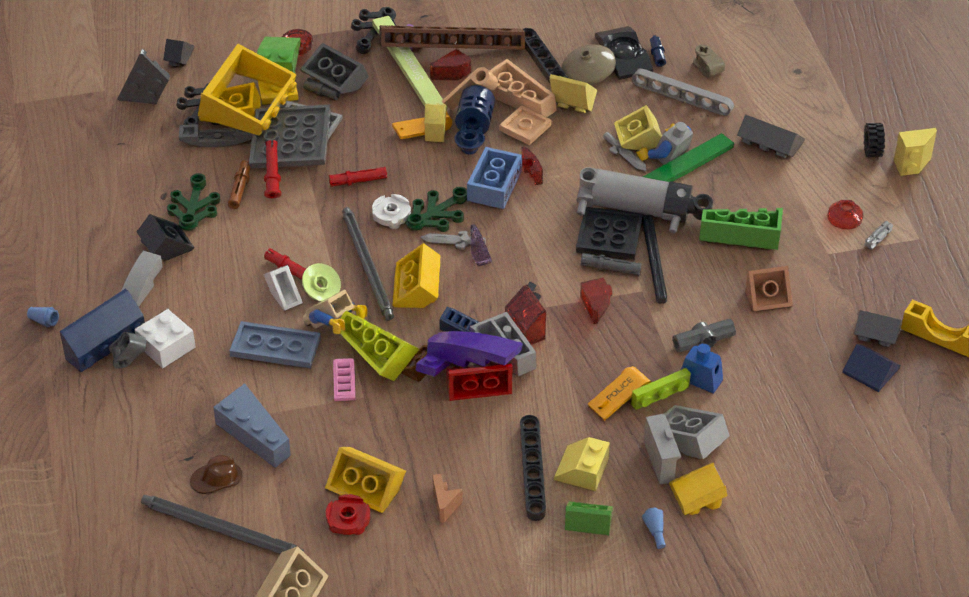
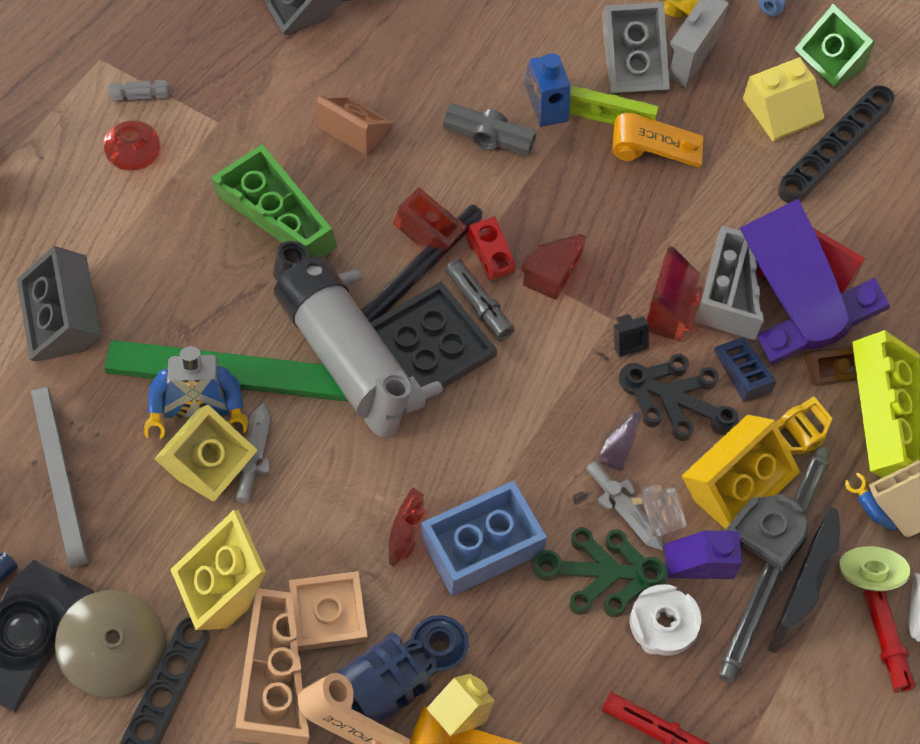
camera: 140 degrees left, 15 degrees up
(345, 251) = (809, 580): none -> black slope
(380, 264) = (772, 529): none -> dark grey tile
(397, 240) = (704, 555): none -> dark purple slope
(408, 315) = (802, 429): none -> yellow piece
(438, 241) = (662, 509): none -> clear bracket
(501, 285) = (675, 395): none -> black plant
(633, 284) = (491, 248): none -> red leg
(671, 266) = (427, 221): none -> clear red slope

